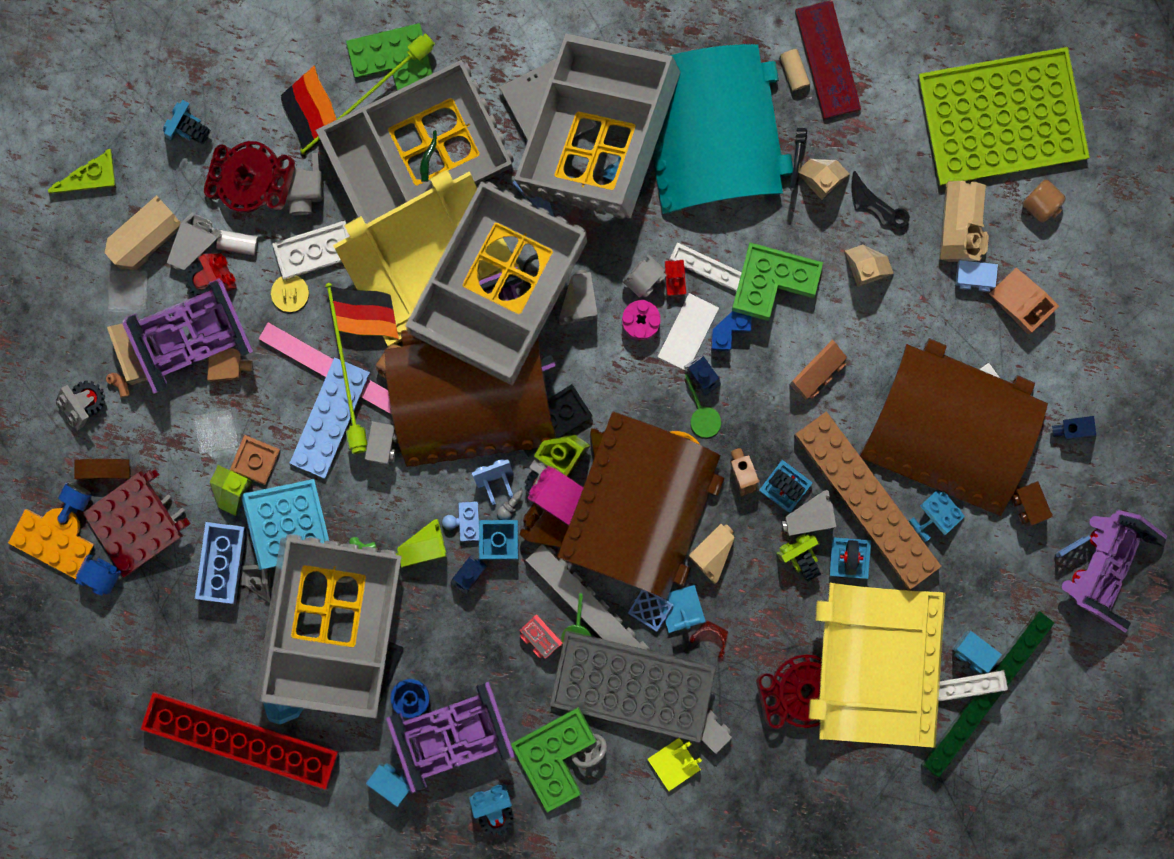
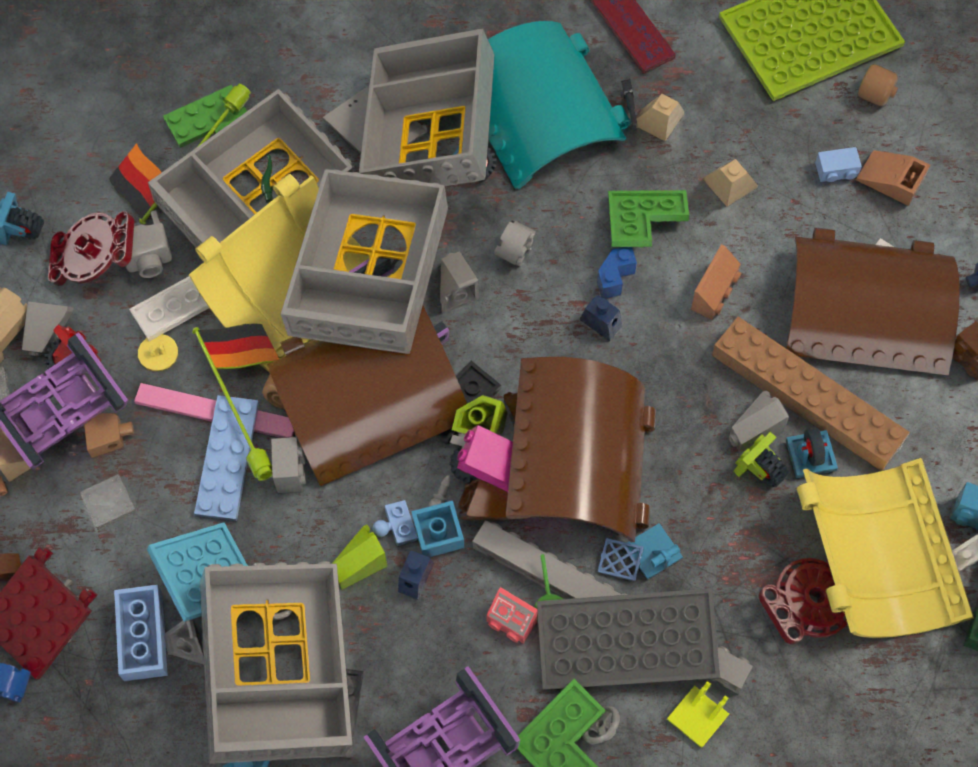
camera: 10 degrees left, 20 degrees down
(228, 488) = (132, 553): lime slope -> none
(237, 243) = (92, 318): white brick -> none
(255, 459) = (156, 520): nougat tile -> none
(404, 689) = (383, 708): blue brick -> none
(485, 474) = (412, 464): light blue plate -> none
(641, 309) = (523, 284): dark pink brick -> none
(675, 277) = (546, 238): red hips -> none
(688, 331) = (573, 287): white sticker -> none
(705, 420) = (616, 358): bright green piece -> none
(706, 266) = (573, 224): white tile -> none
(713, 552) = (667, 485): tan slope -> none
(723, 634) = (704, 565): clear red helmet -> none
(746, 479) = (675, 399): medium nougat torso -> none
(785, 486) = (721, 402): plate -> none
(794, 70) = (601, 39): tan brick -> none
(866, 199) = (705, 129): black piece -> none
(941, 512) = (888, 382): dark azure plate -> none
(963, 222) = (808, 118): tan brick -> none

